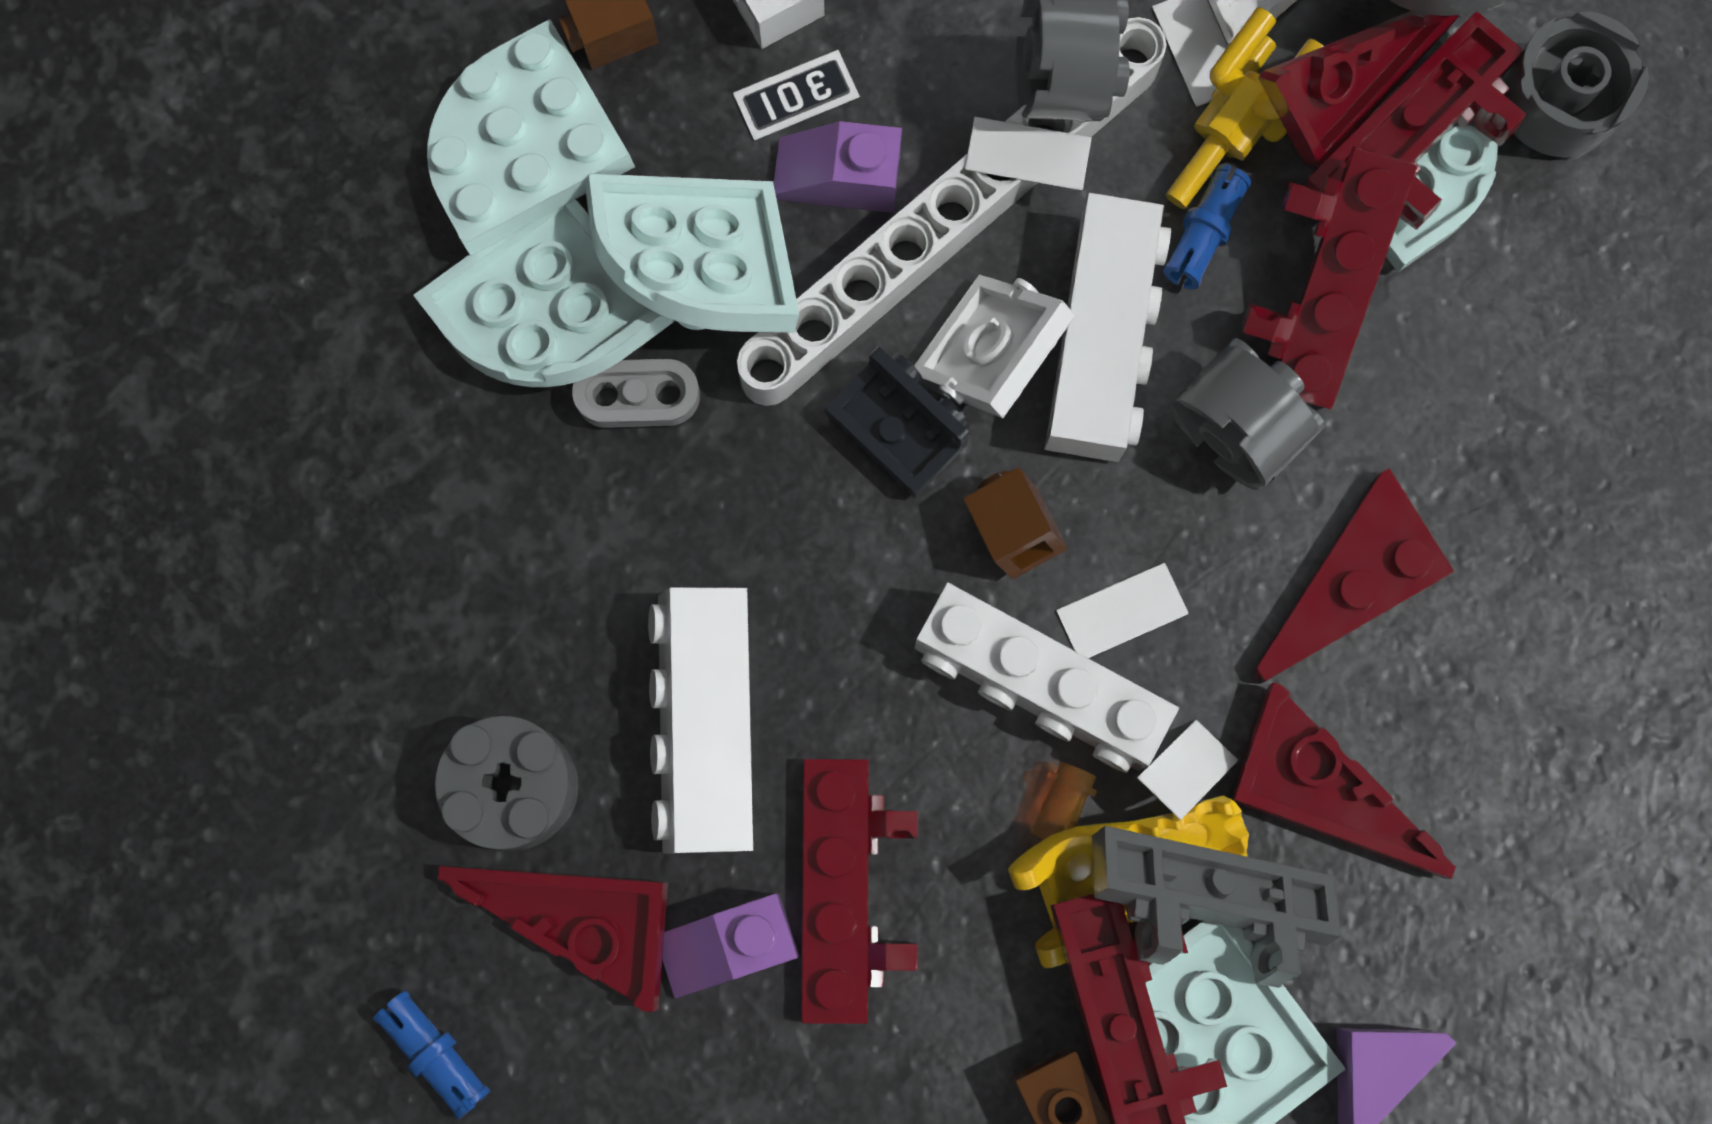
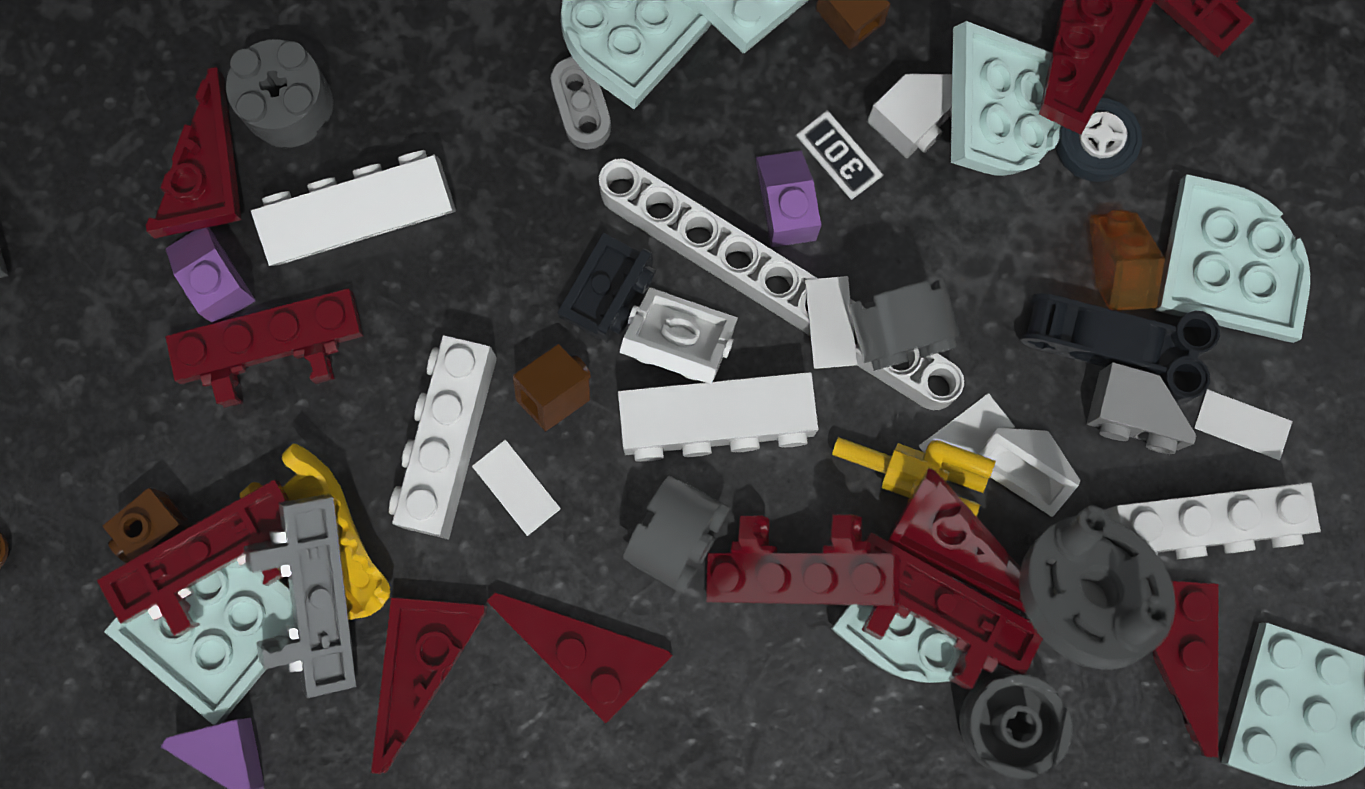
camera: 75 degrees right, 0 degrees up
(431, 1054) = (91, 100): blue pin -> none
(696, 249) = (688, 107): light aqua plate -> none
(1064, 800) = (363, 478): clear orange pin -> none
(1187, 769) = (403, 557): white sticker -> none
(1207, 227) = (822, 474): blue pin -> none

